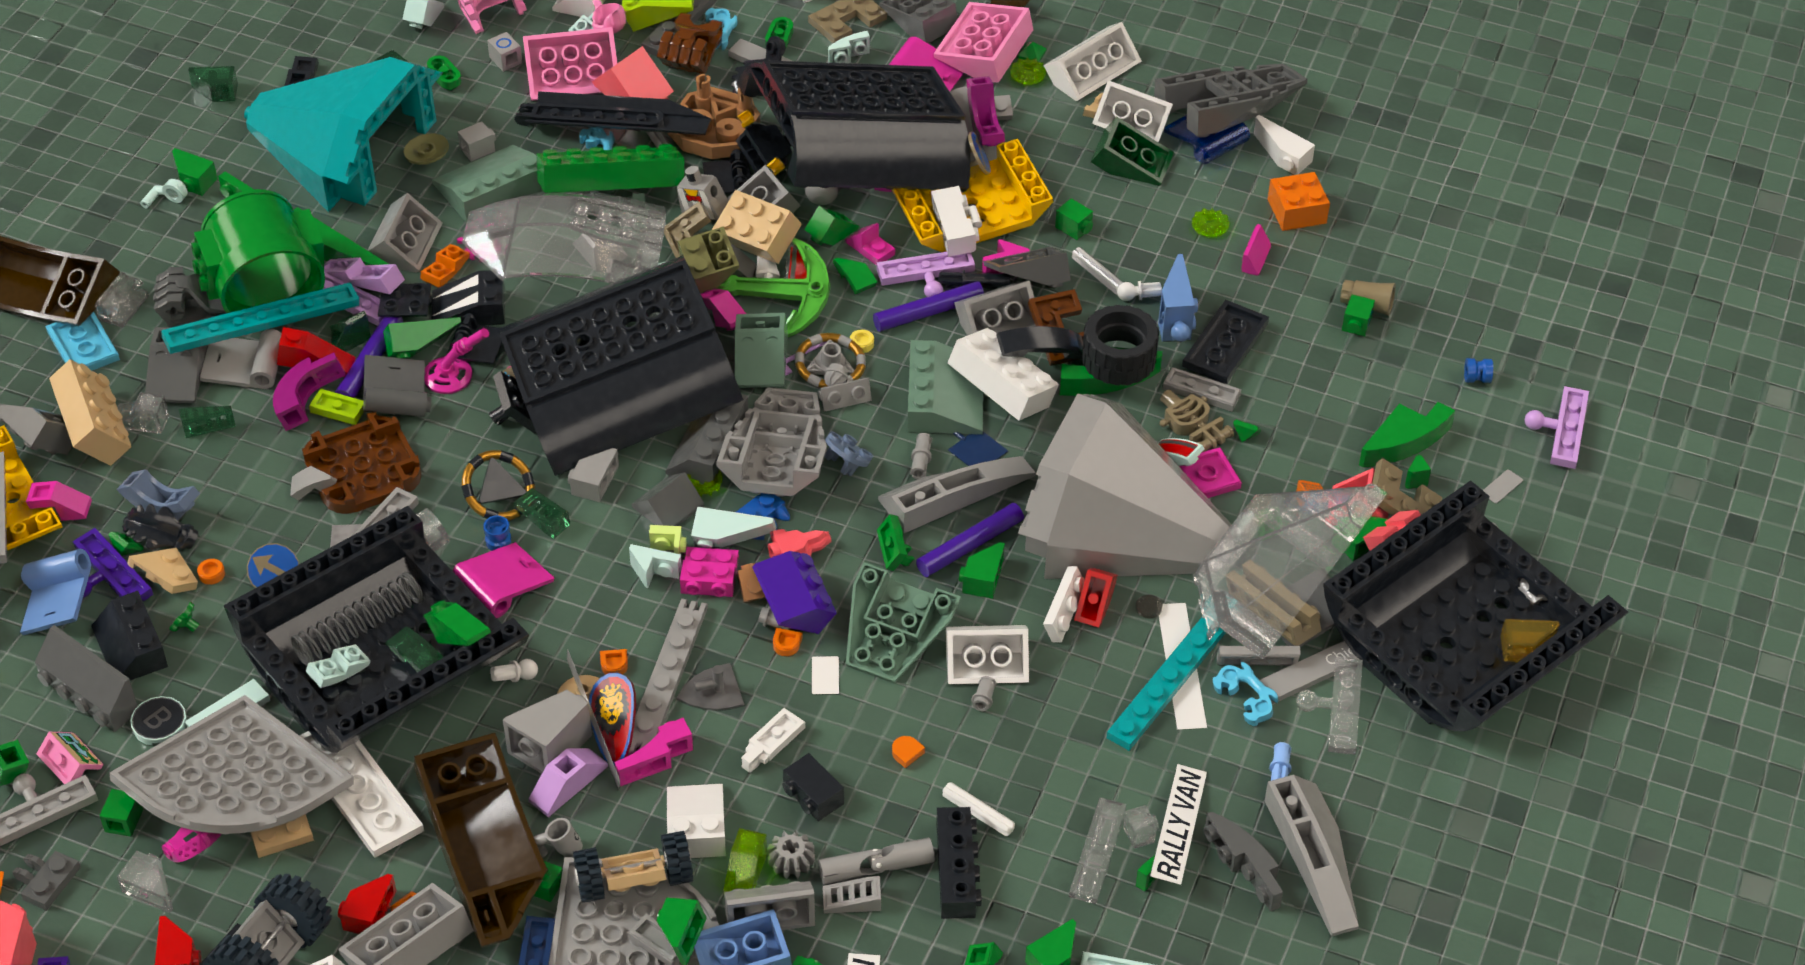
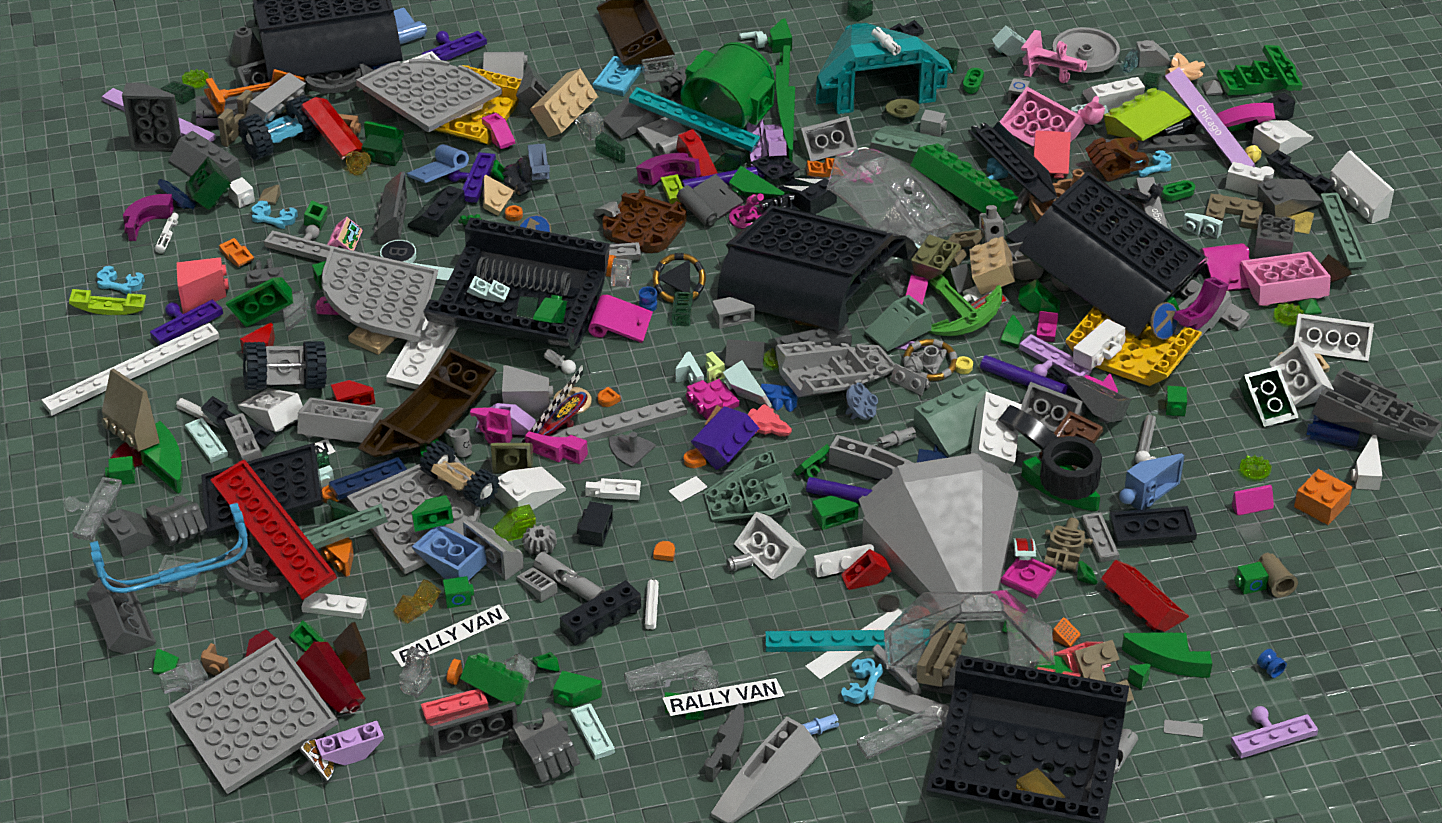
camera: 55 degrees right, 5 degrees down
(115, 903) = (261, 301): none -> green slope
(375, 81) = (886, 41): none -> white pin
(575, 788) = (494, 424): none -> dark pink slope
(635, 802) = (511, 456): none -> olive slope
(1317, 406) = (1143, 596): none -> red slope

